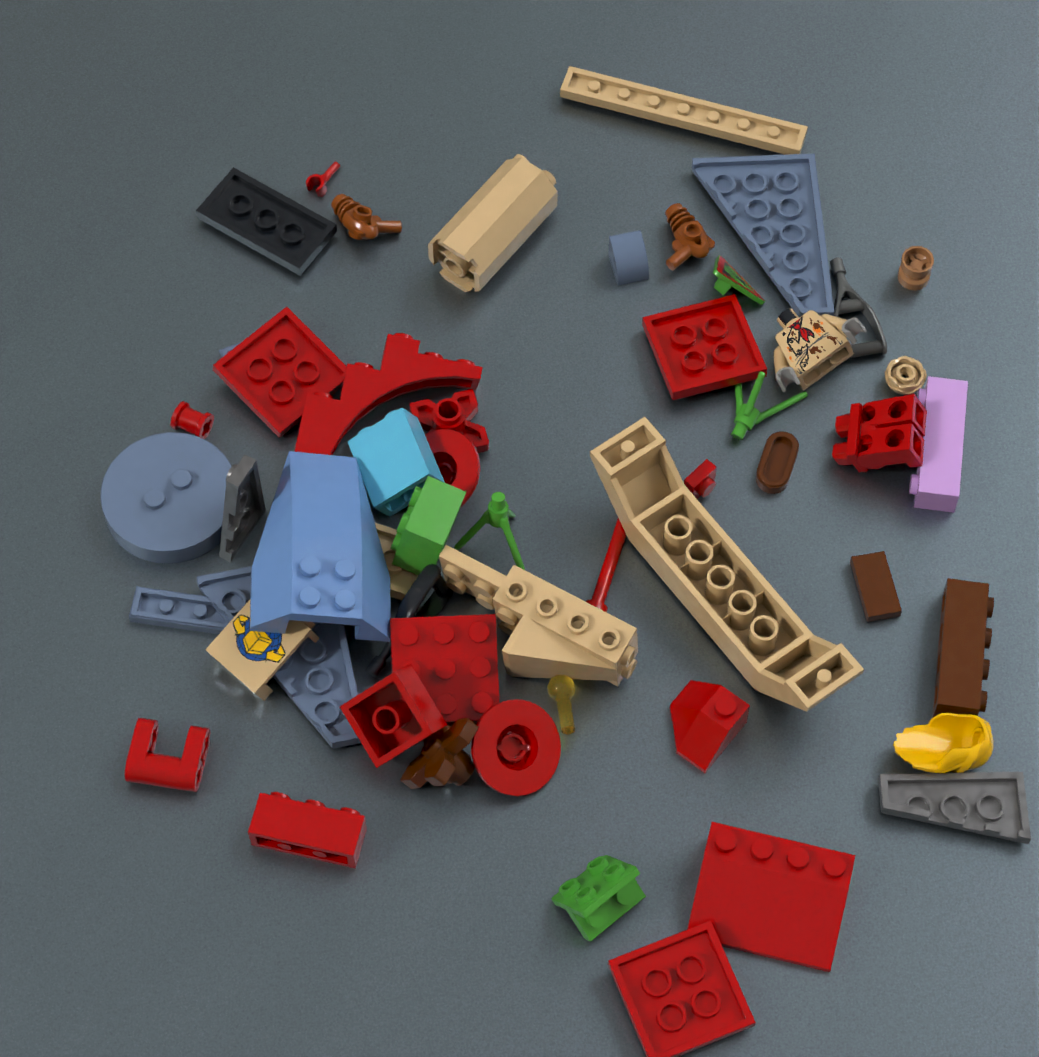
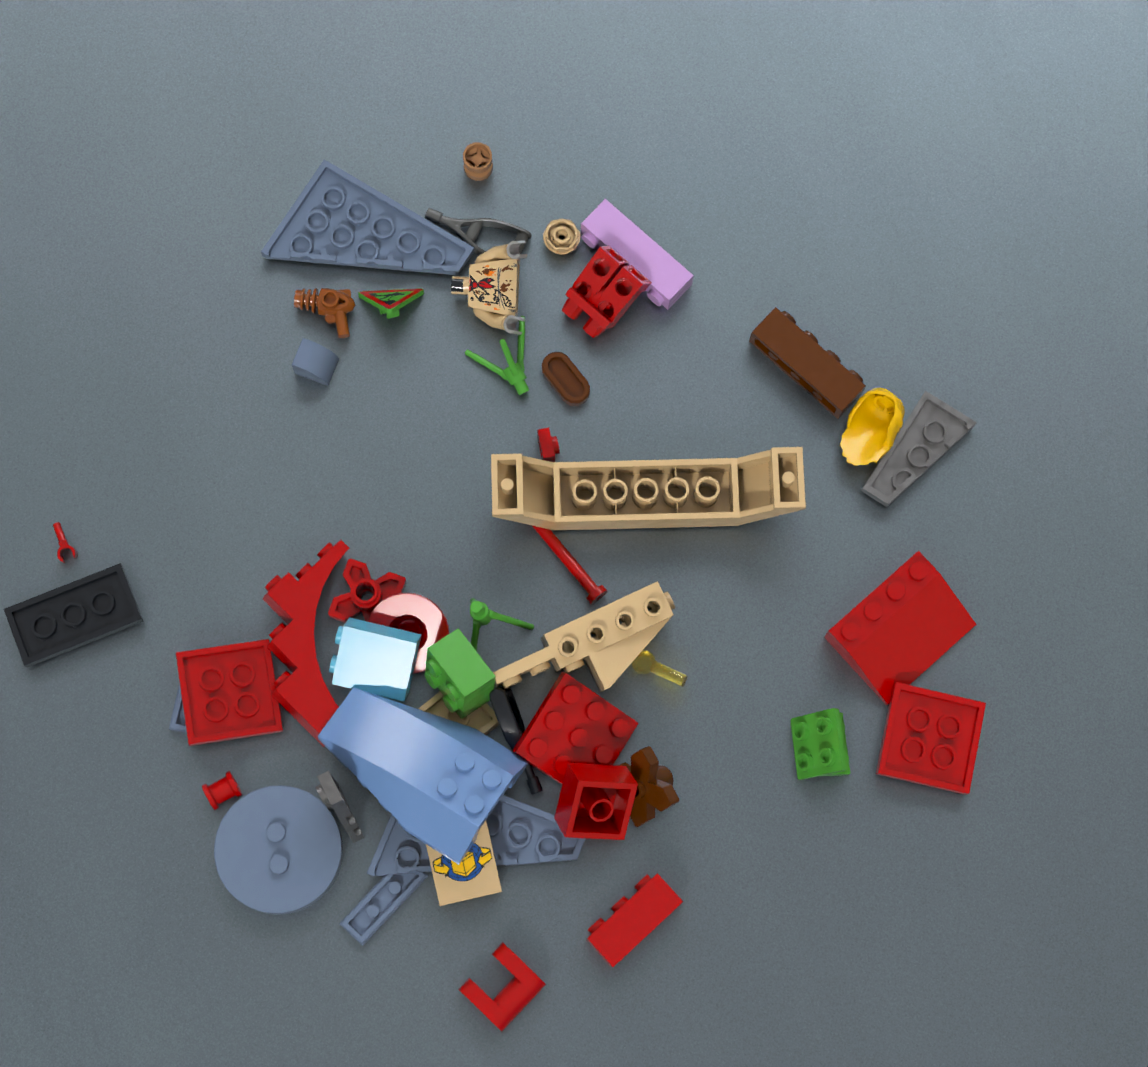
camera: 60 degrees left, 15 degrees up
(359, 219) = (130, 542): dark orange piece -> none
(493, 224) = (215, 442): tan brick -> none
(516, 747) = (674, 727): red hat -> none
(683, 111) = (209, 227): tan plate -> none
(704, 347) = (434, 362): red plate -> none
(706, 722) = (739, 579): red slope -> none
(875, 586) = (714, 383): reddish brown tile -> none

